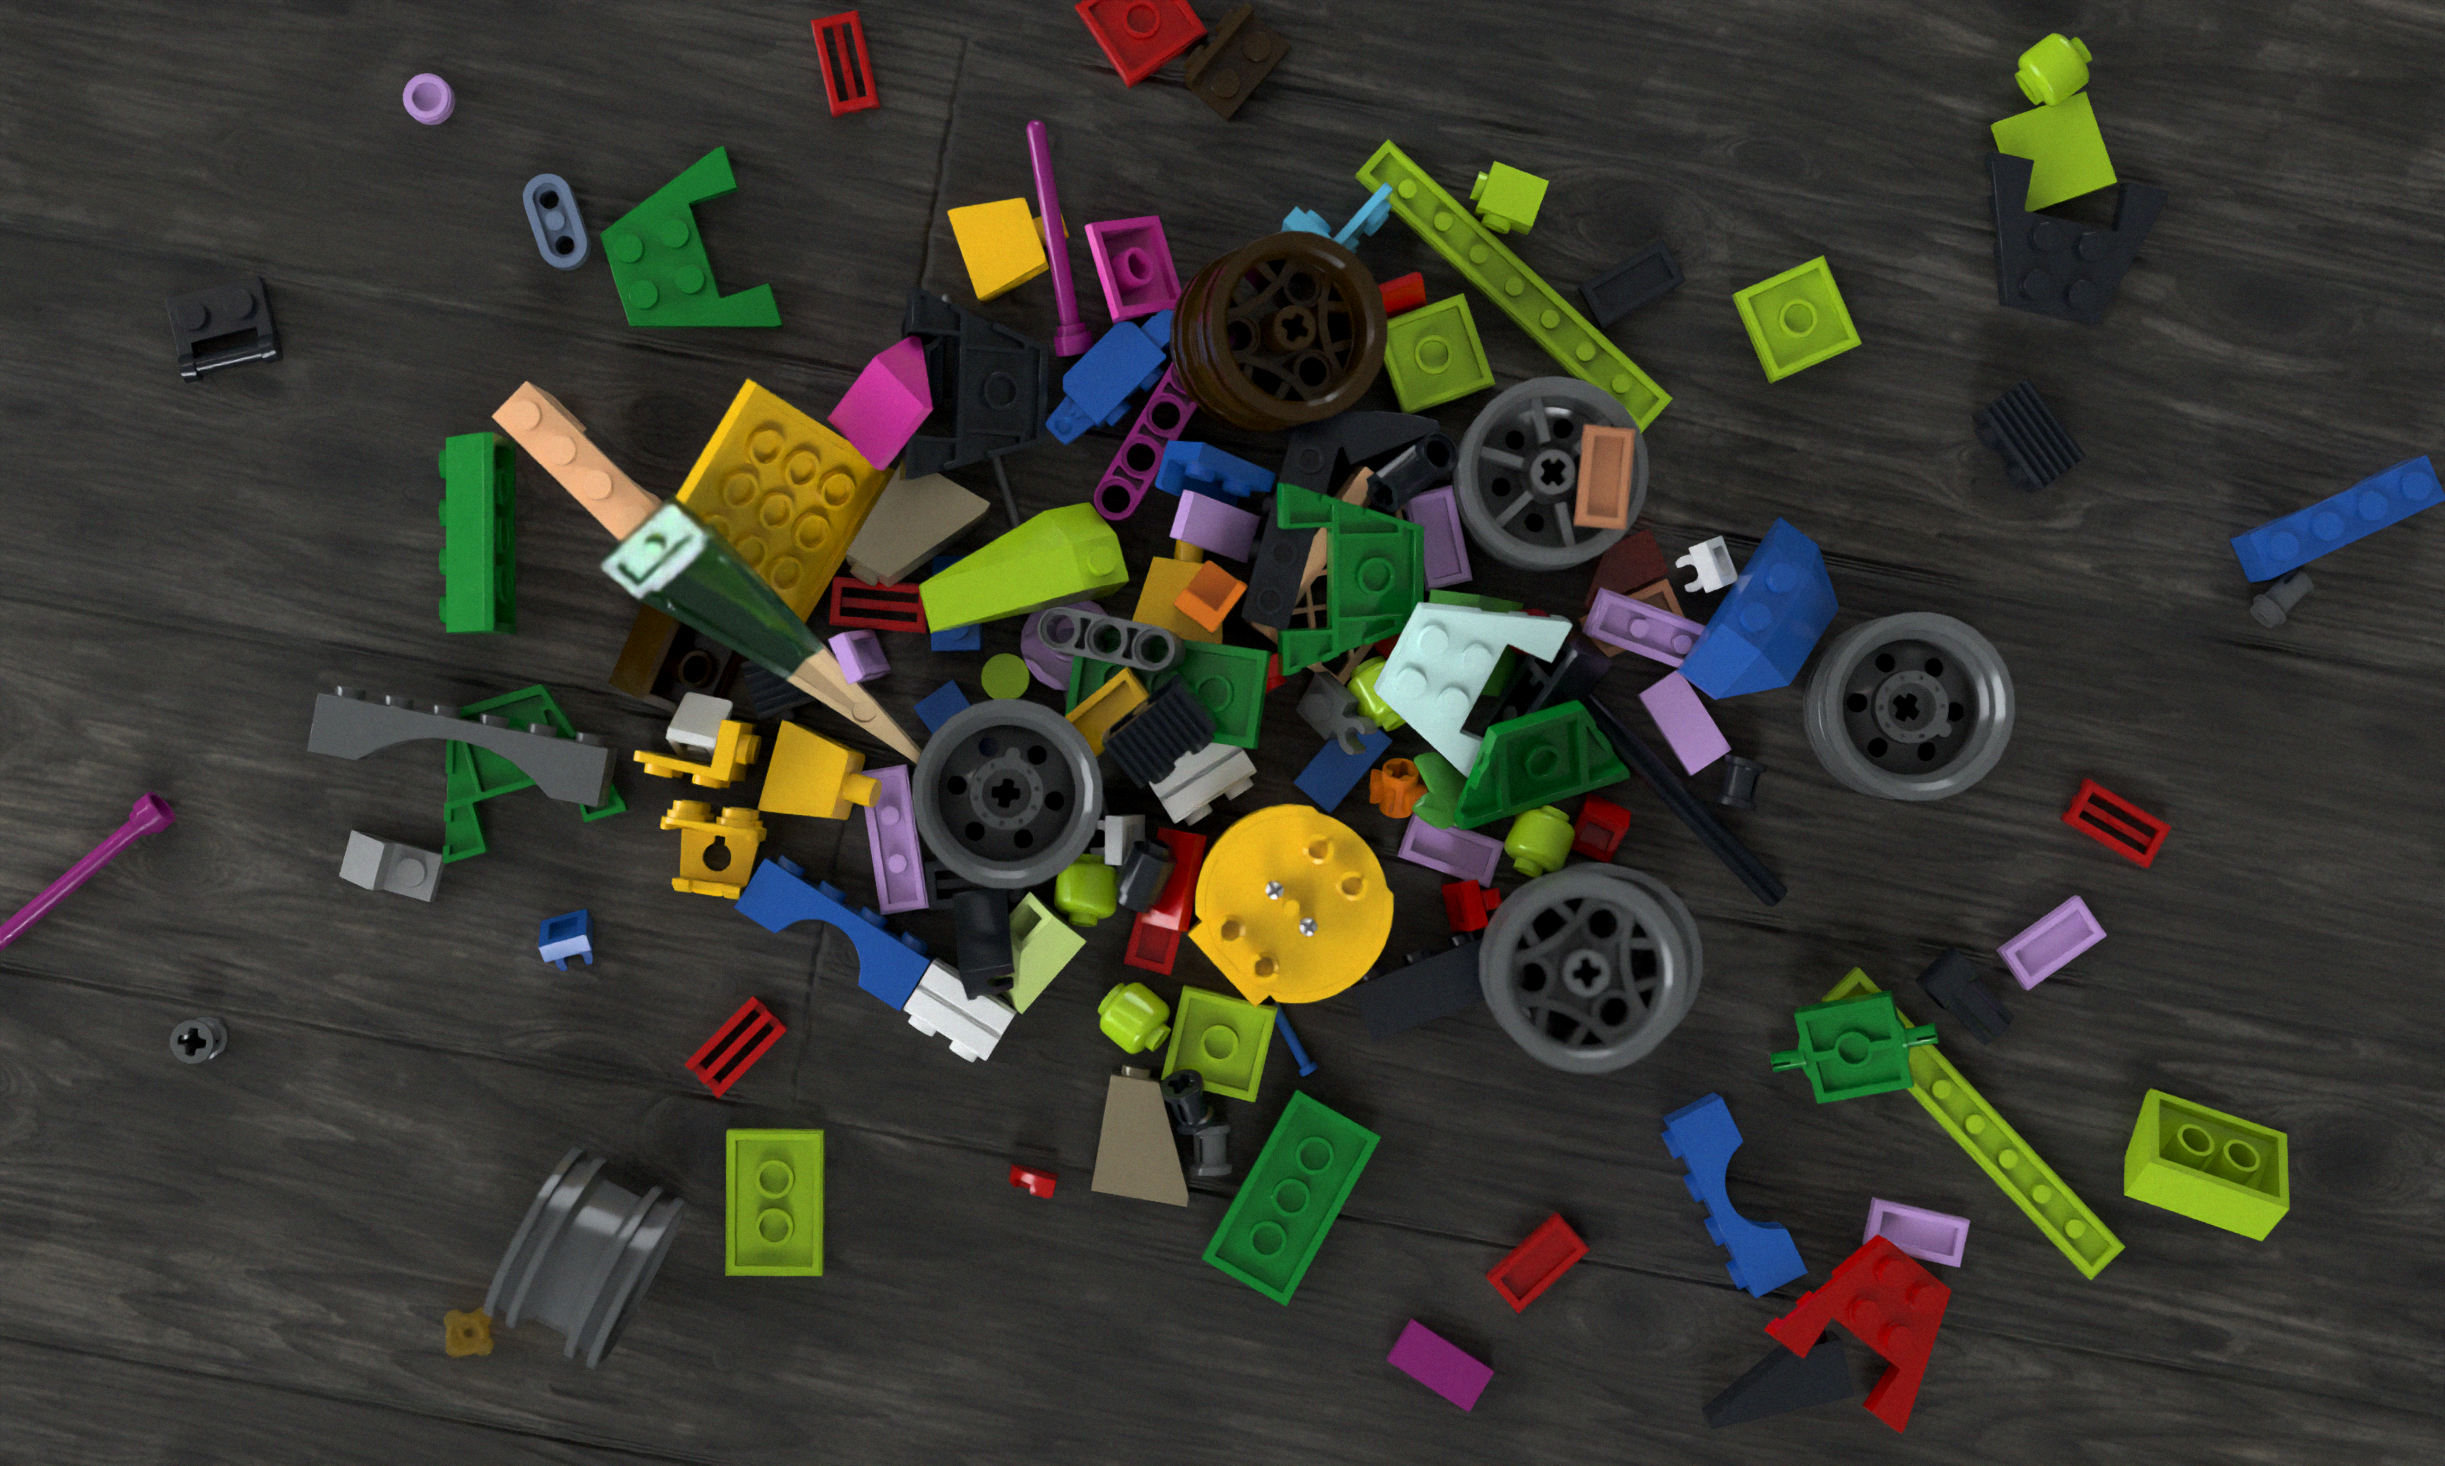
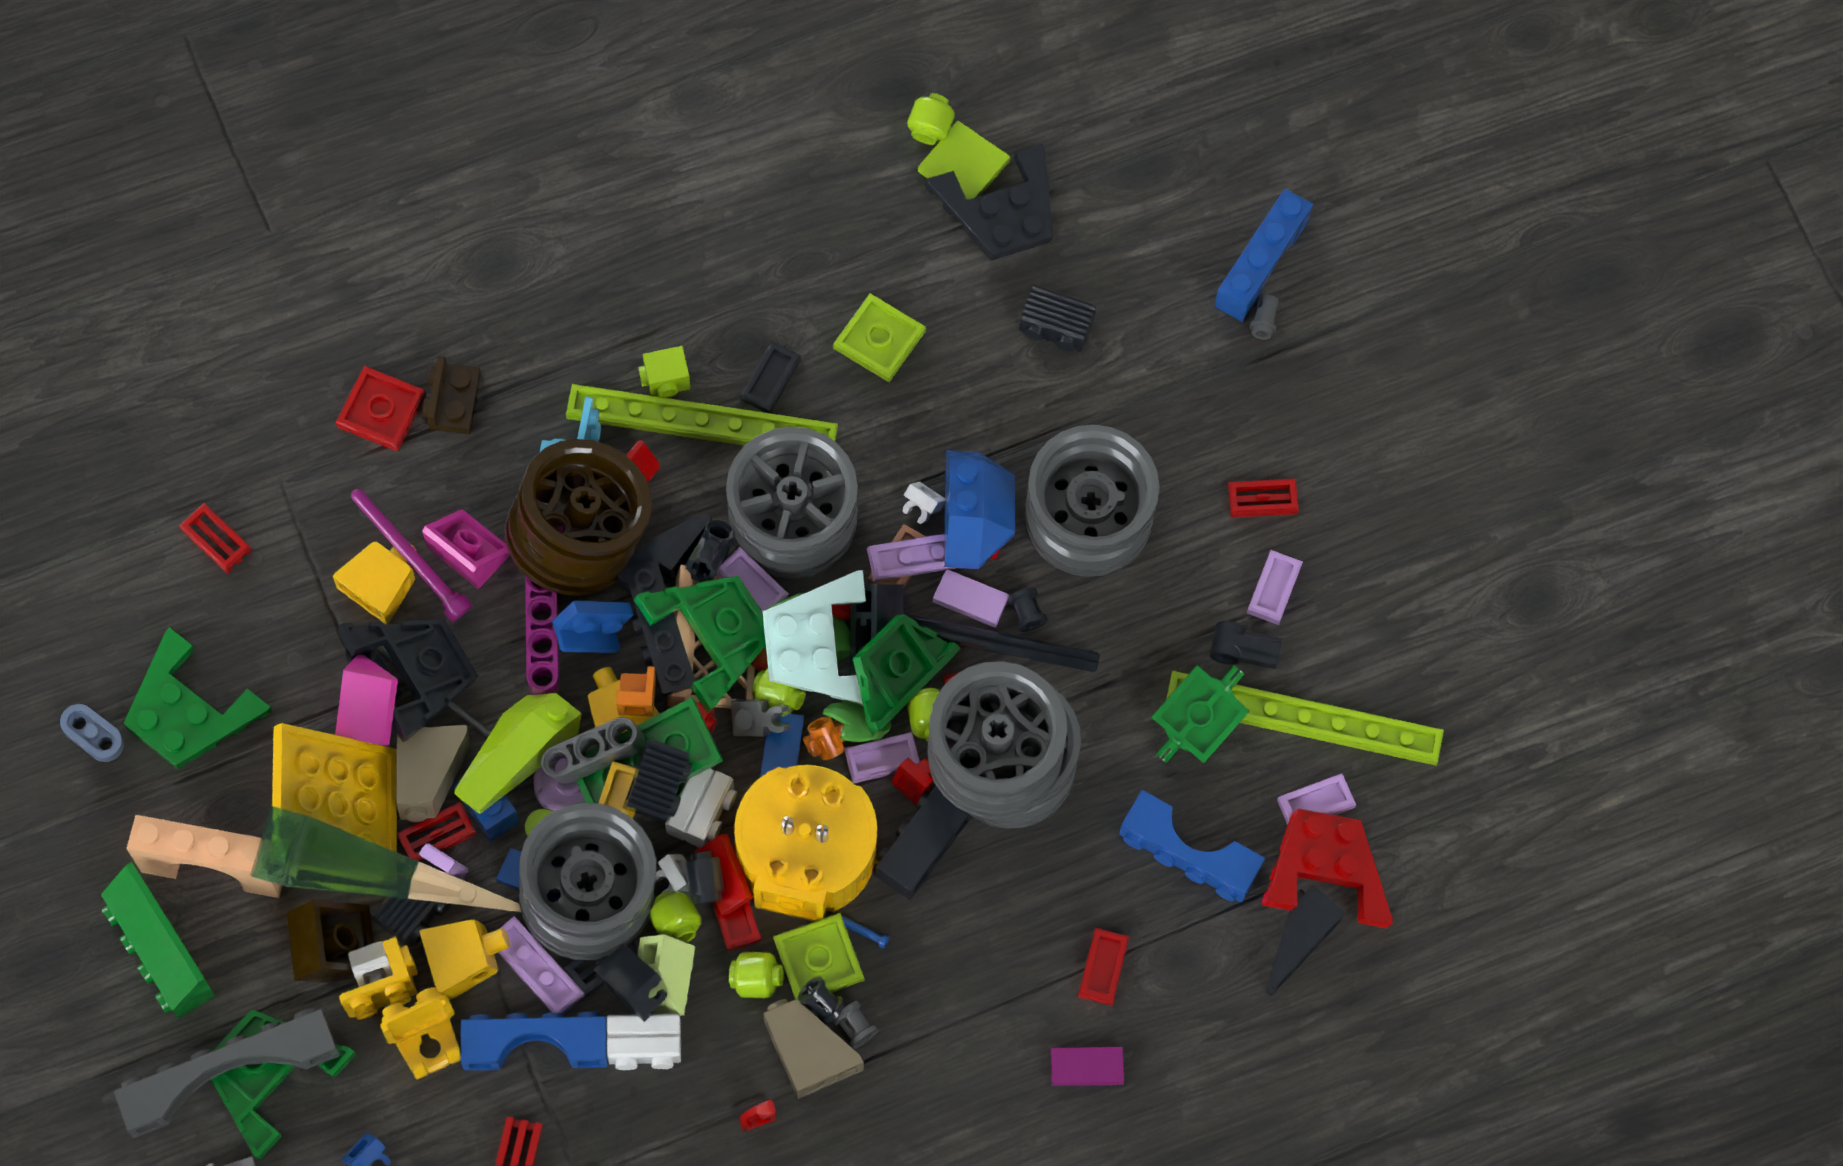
camera: 40 degrees left, 20 degrees down
(1110, 376) = (493, 611): blue hinge -> none
(1214, 526) = (613, 655): lavender tile -> none
(1291, 1197) = (925, 1022): green plate -> none
(1435, 356) = (682, 483): lime plate -> none
(1604, 477) = (823, 471): nougat tile -> none
(1627, 566) = (876, 528): clear red tile -> none
(2208, 1165) = (1455, 652): lime slope -> none

